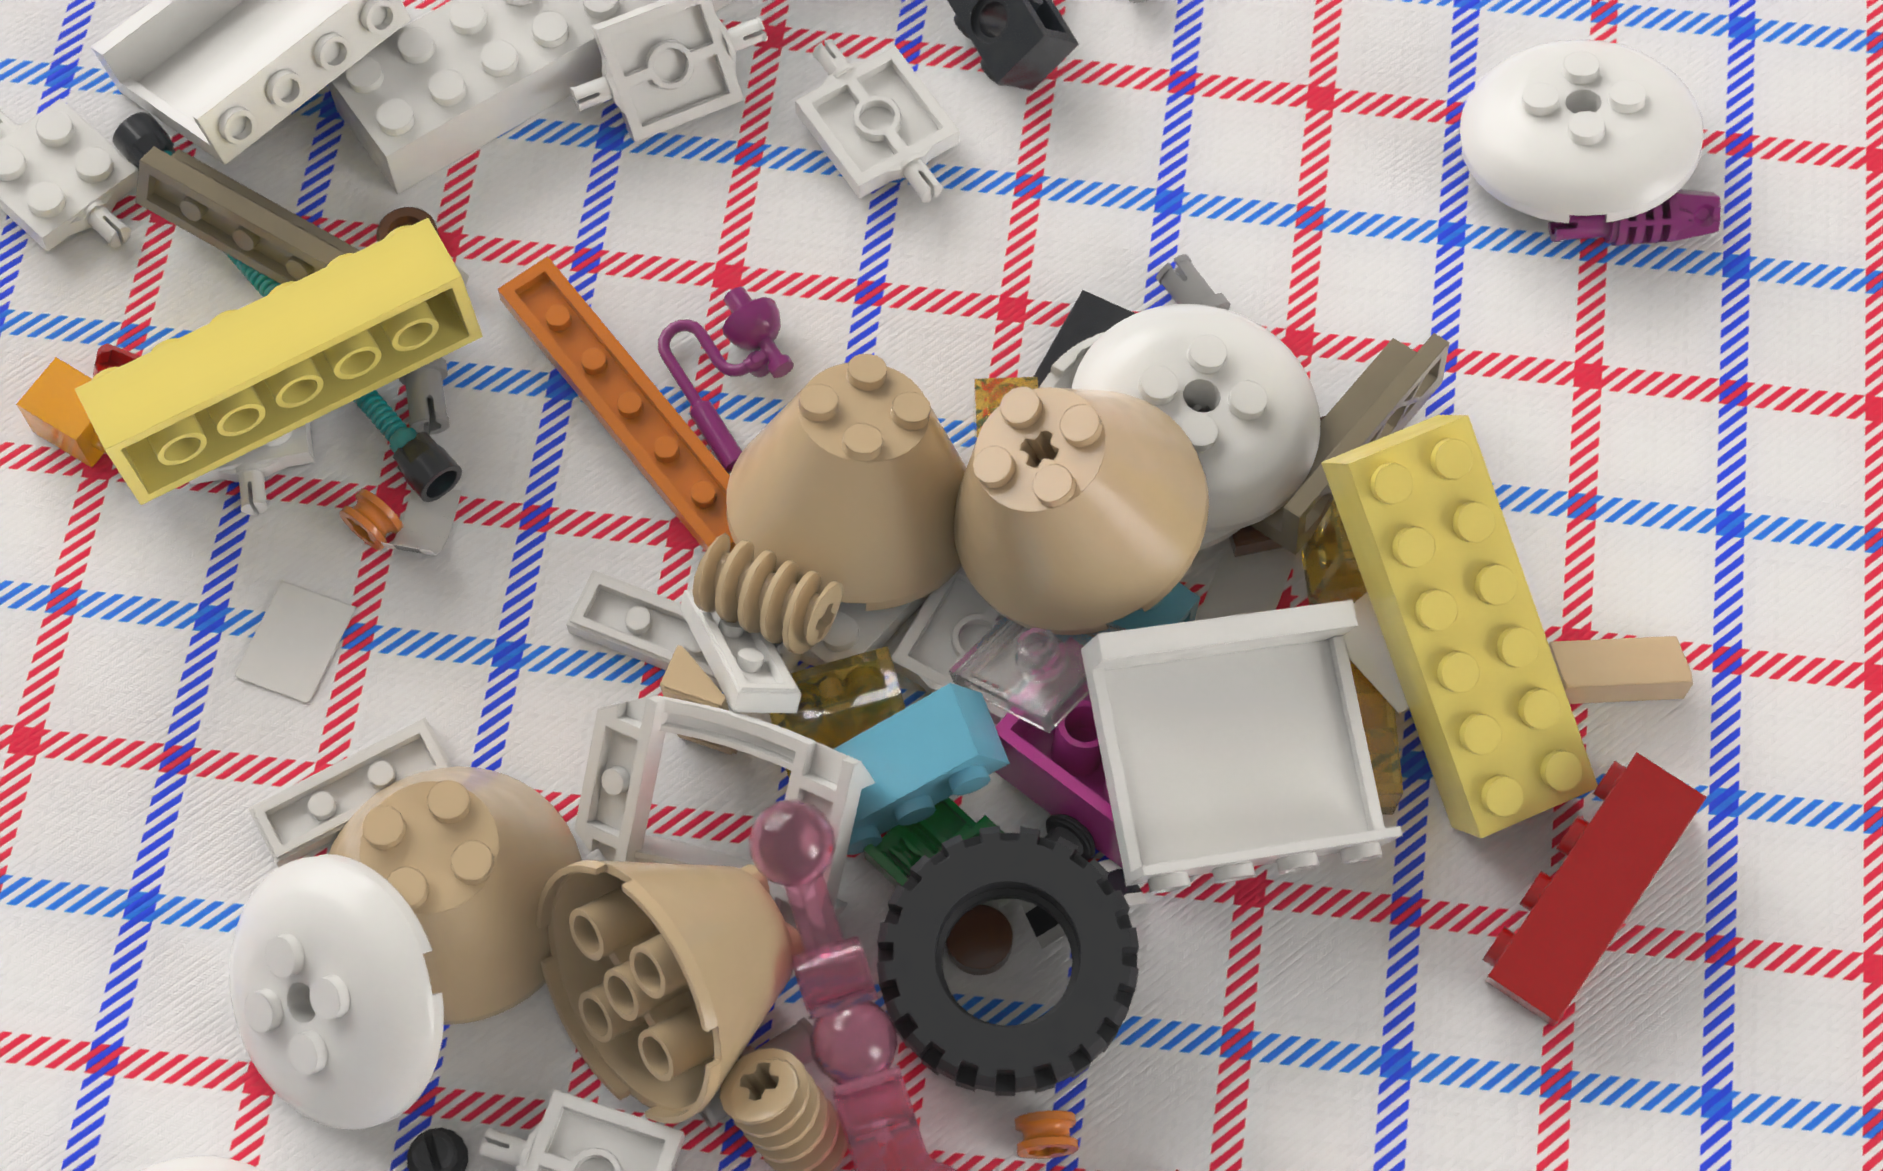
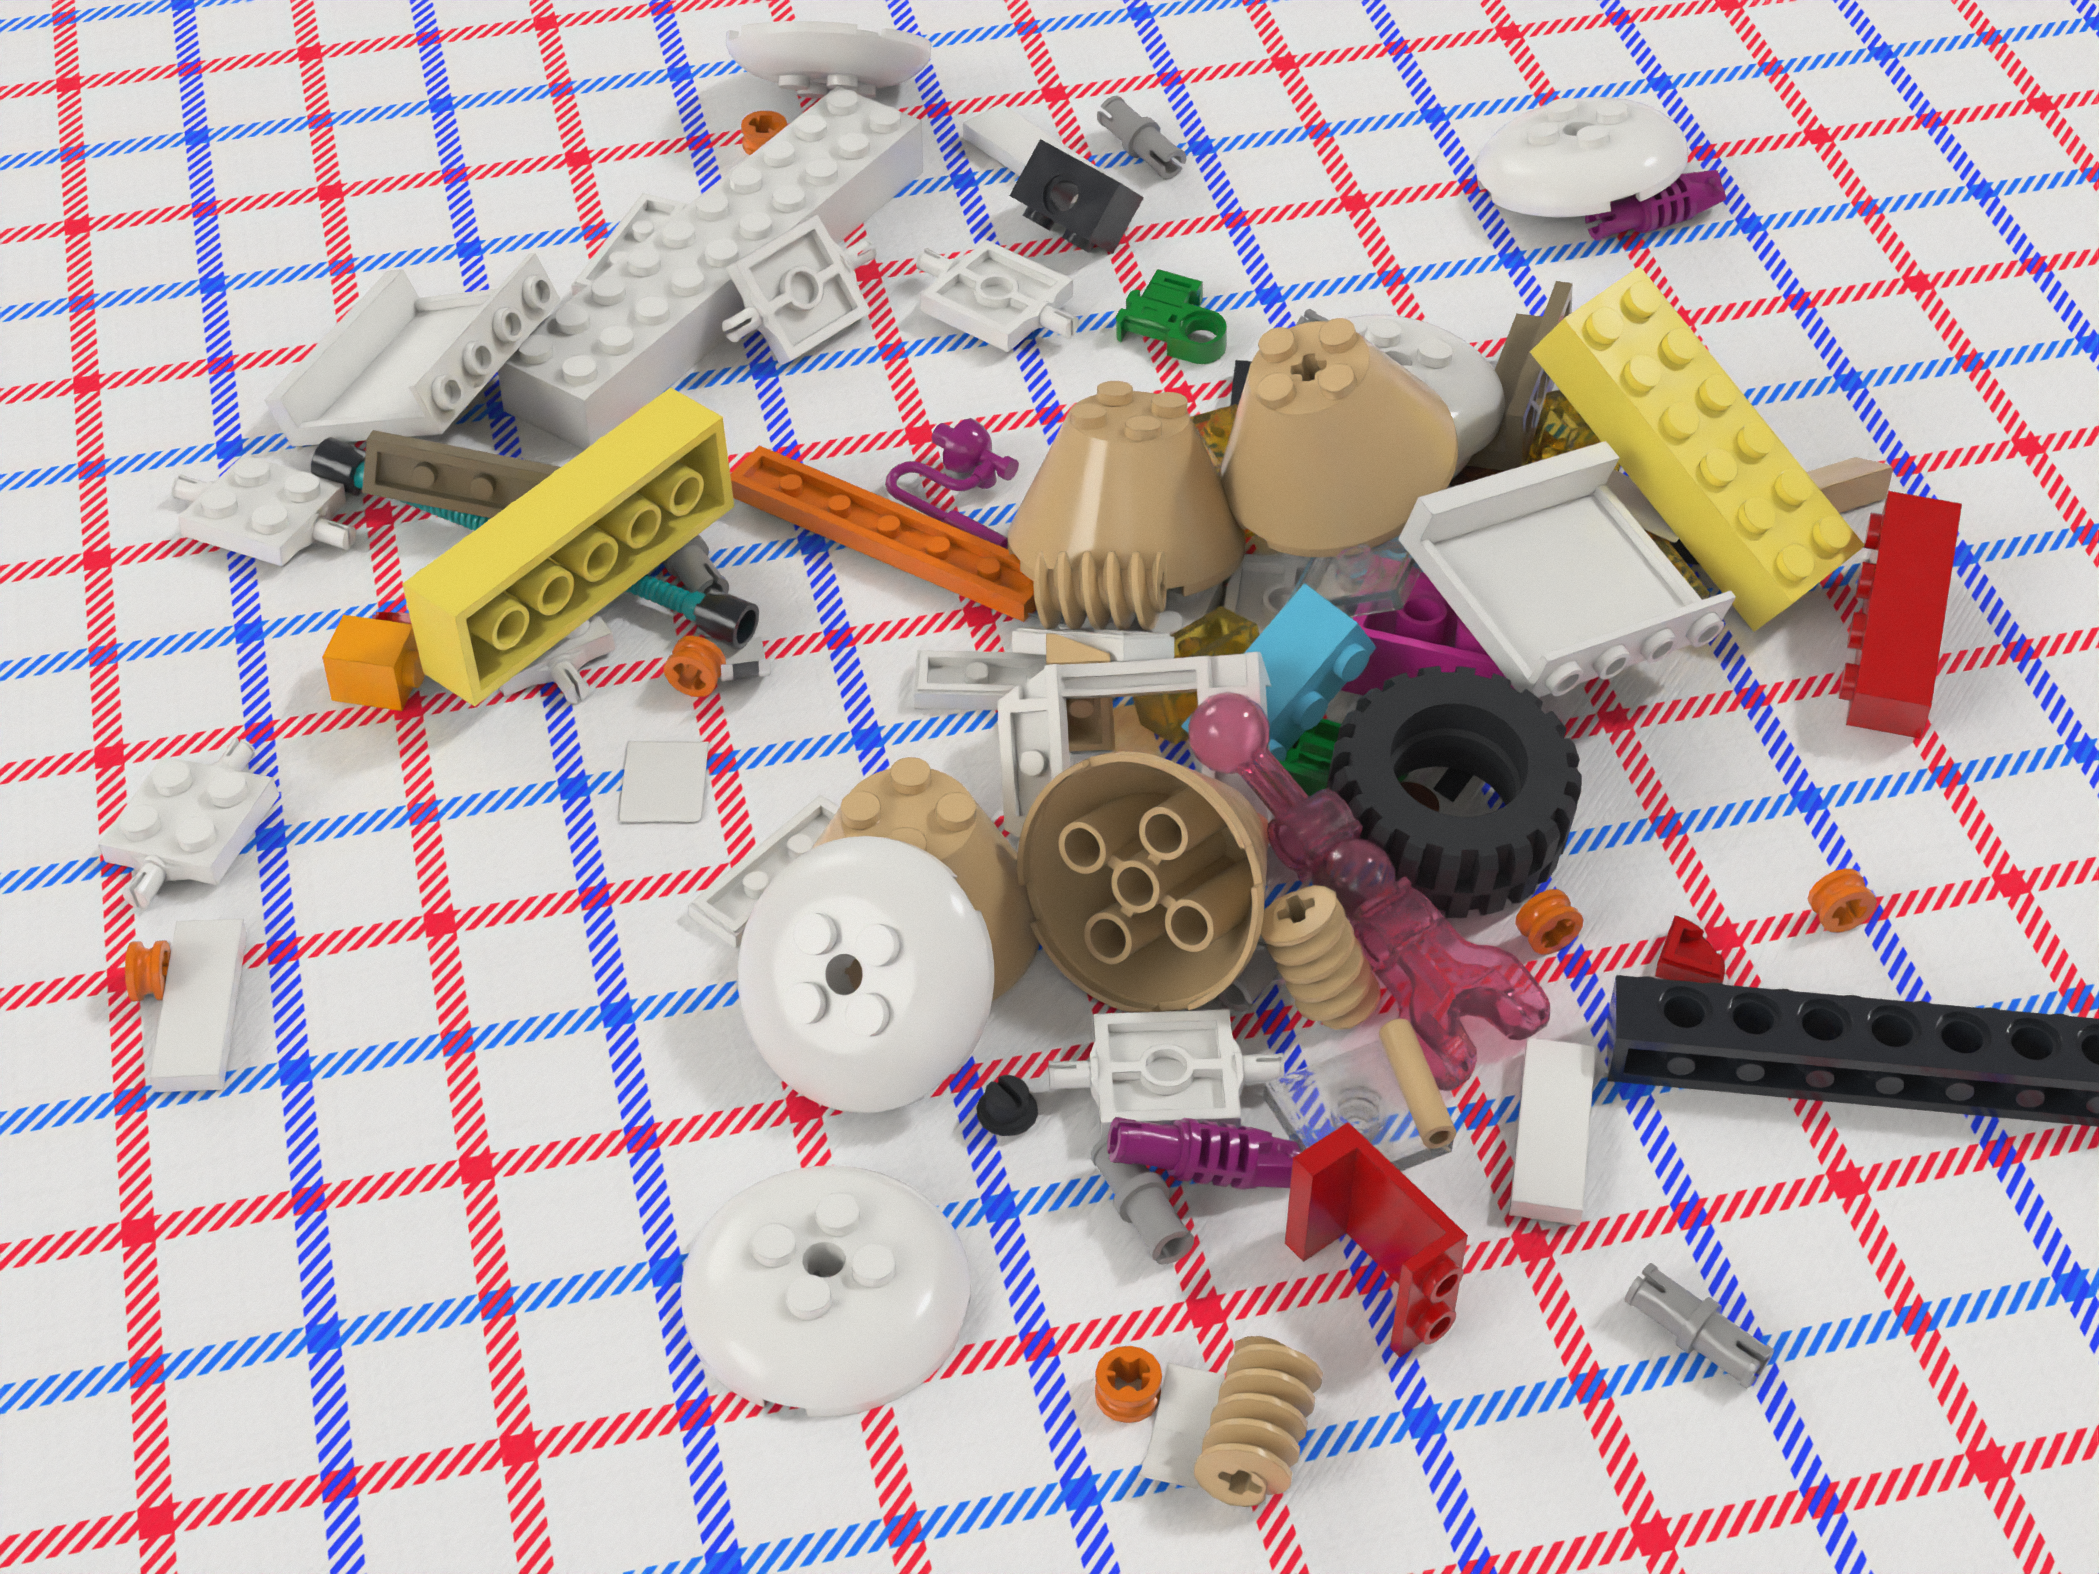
camera: 20 degrees left, 20 degrees down
(1044, 196) = (1169, 316): none -> green piece

